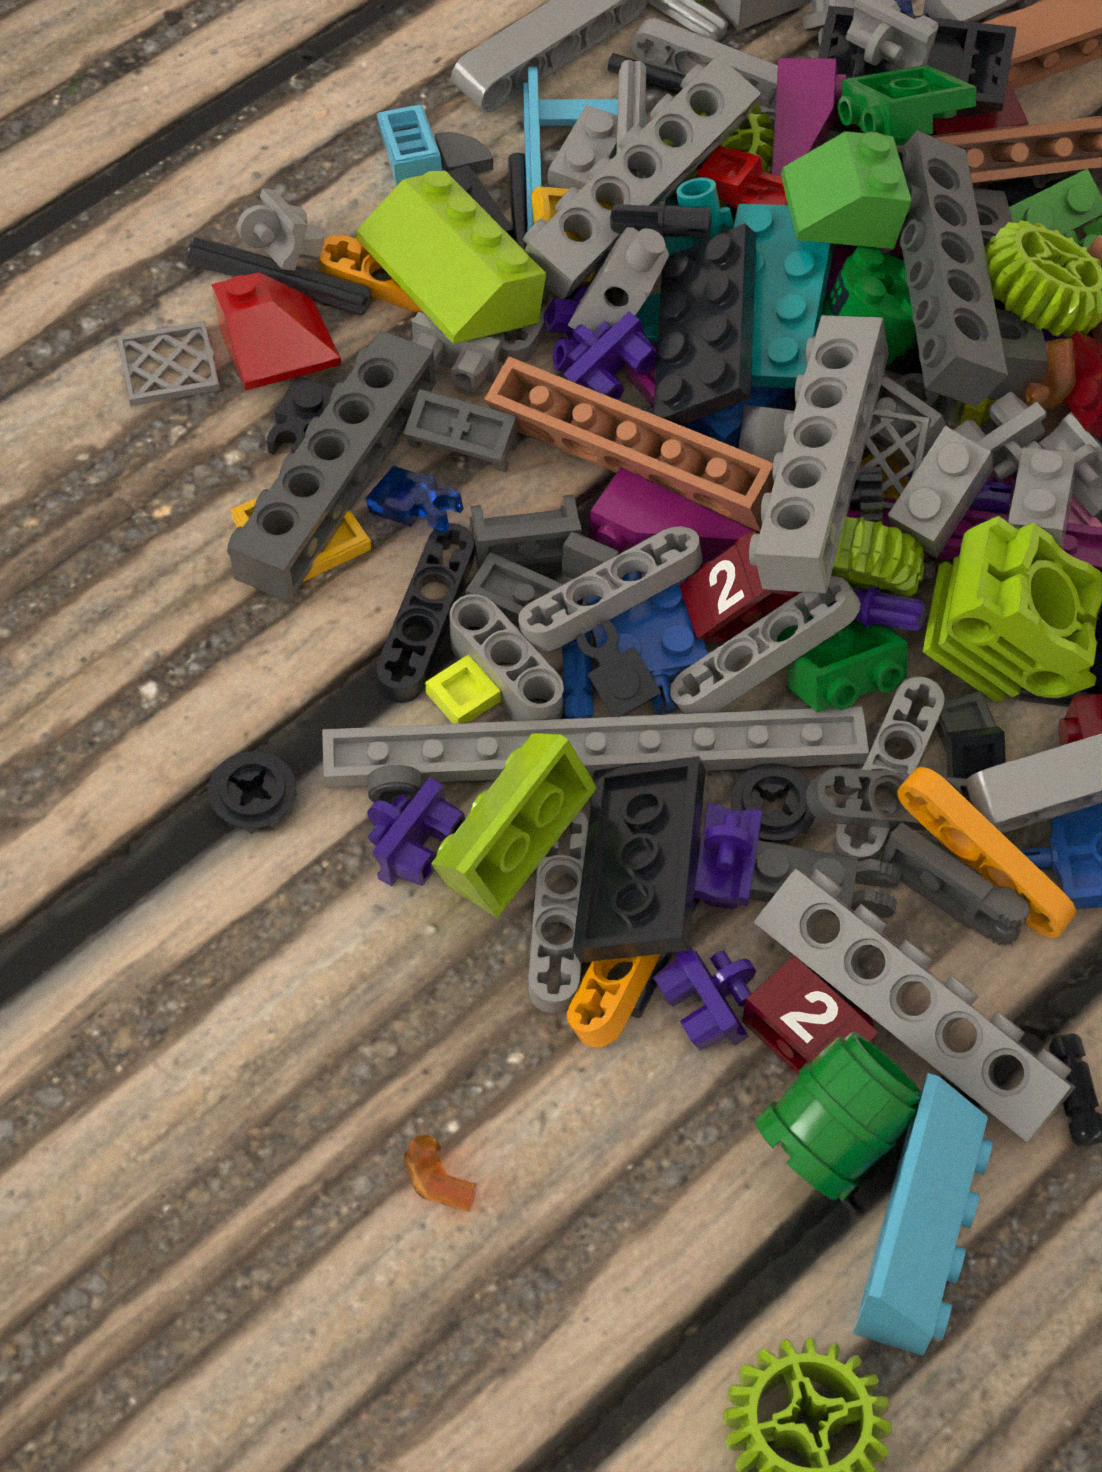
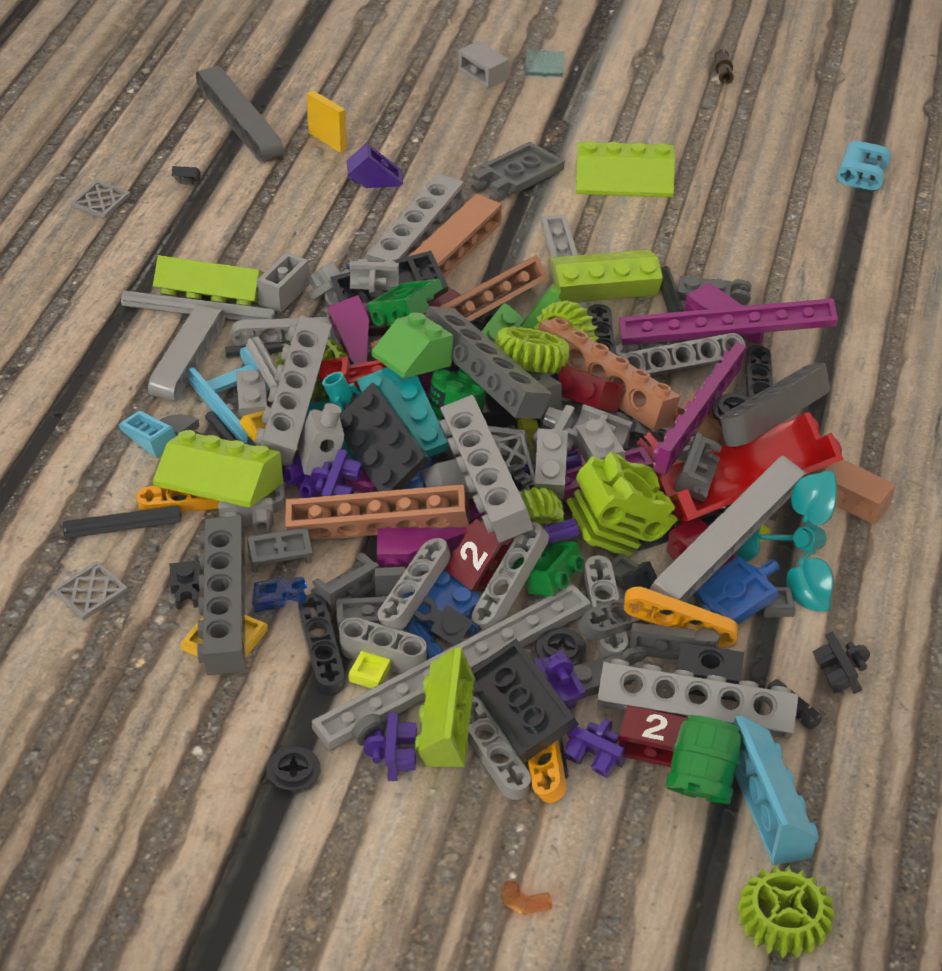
camera: 30 degrees left, 15 degrees down
(271, 330) = (139, 548): red slope -> none
(280, 230) = (113, 496): light grey hips -> none
(664, 219) = (336, 396): black axle -> none
(966, 931) = (711, 661): none -> black brick
(1058, 380) = (570, 389): clear orange arm -> none

